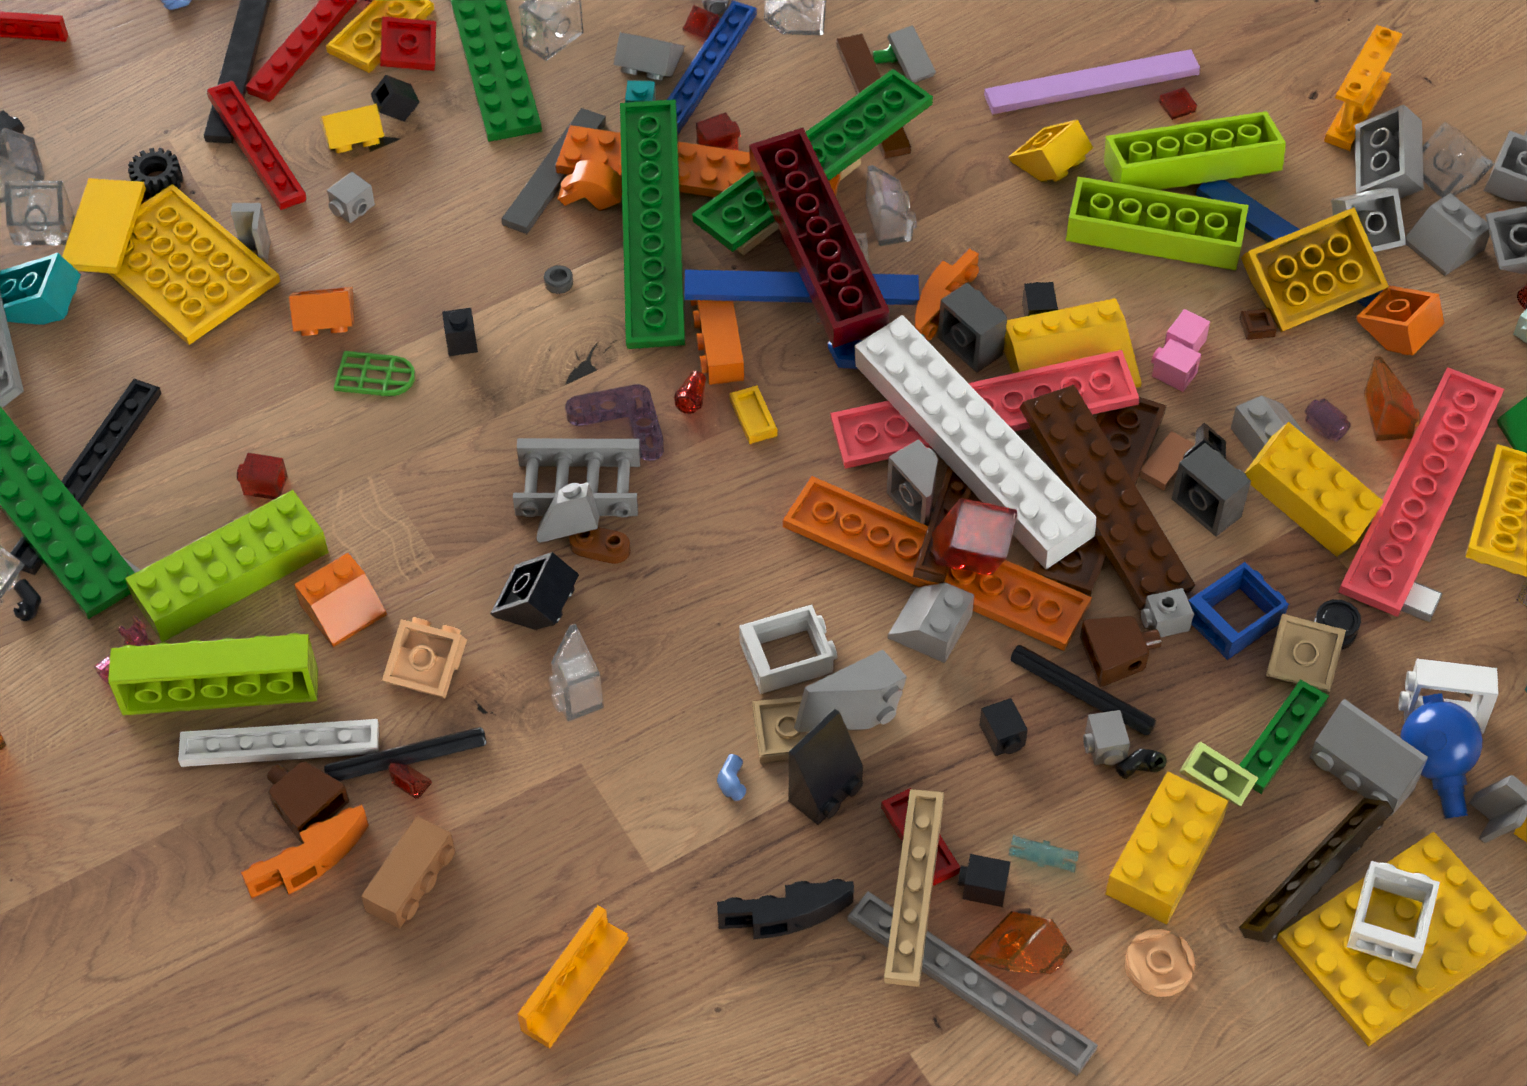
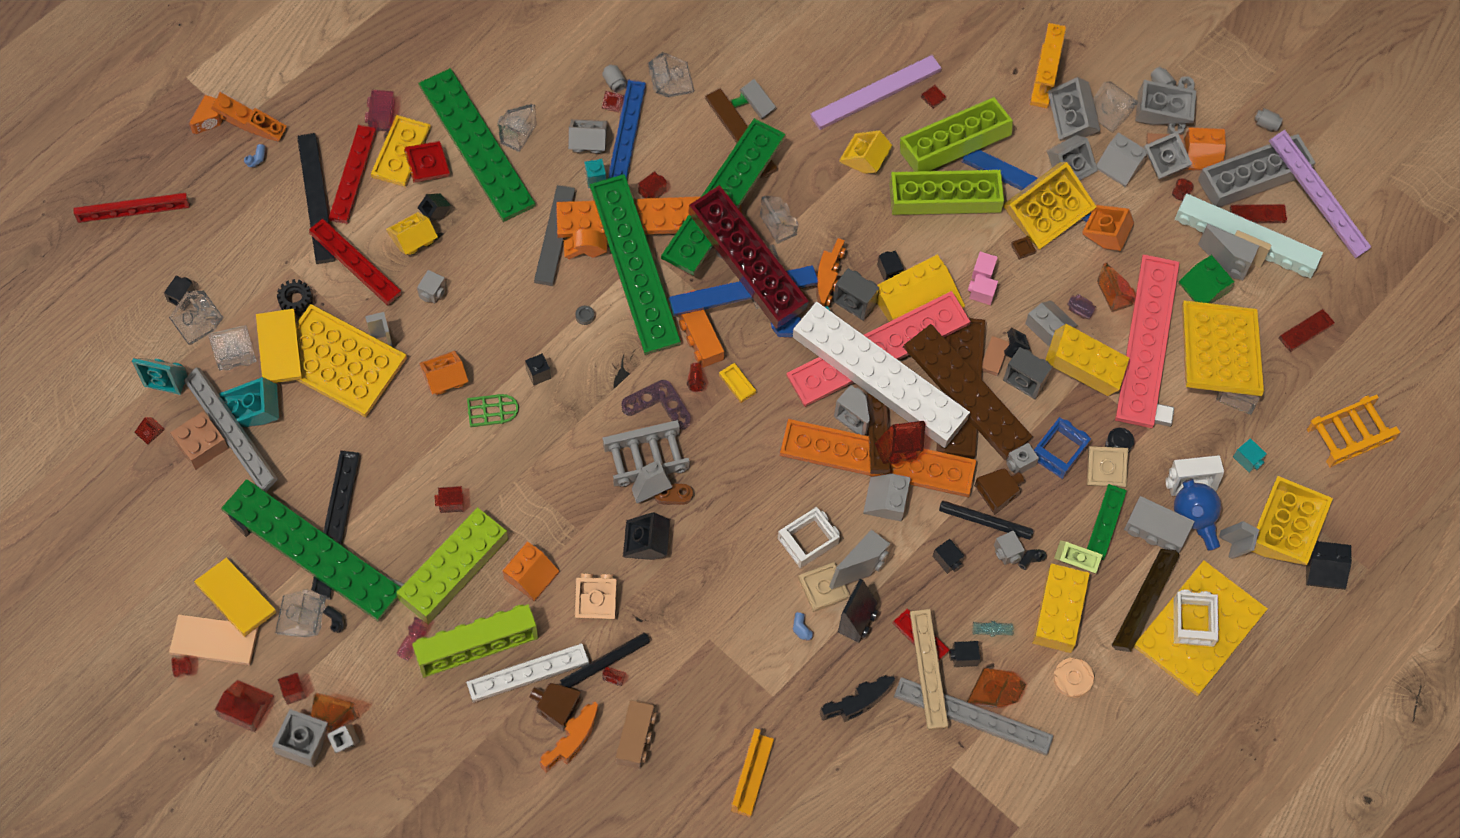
camera: 20 degrees left, 10 degrees up
(575, 677) = (694, 589): clear slope -> none

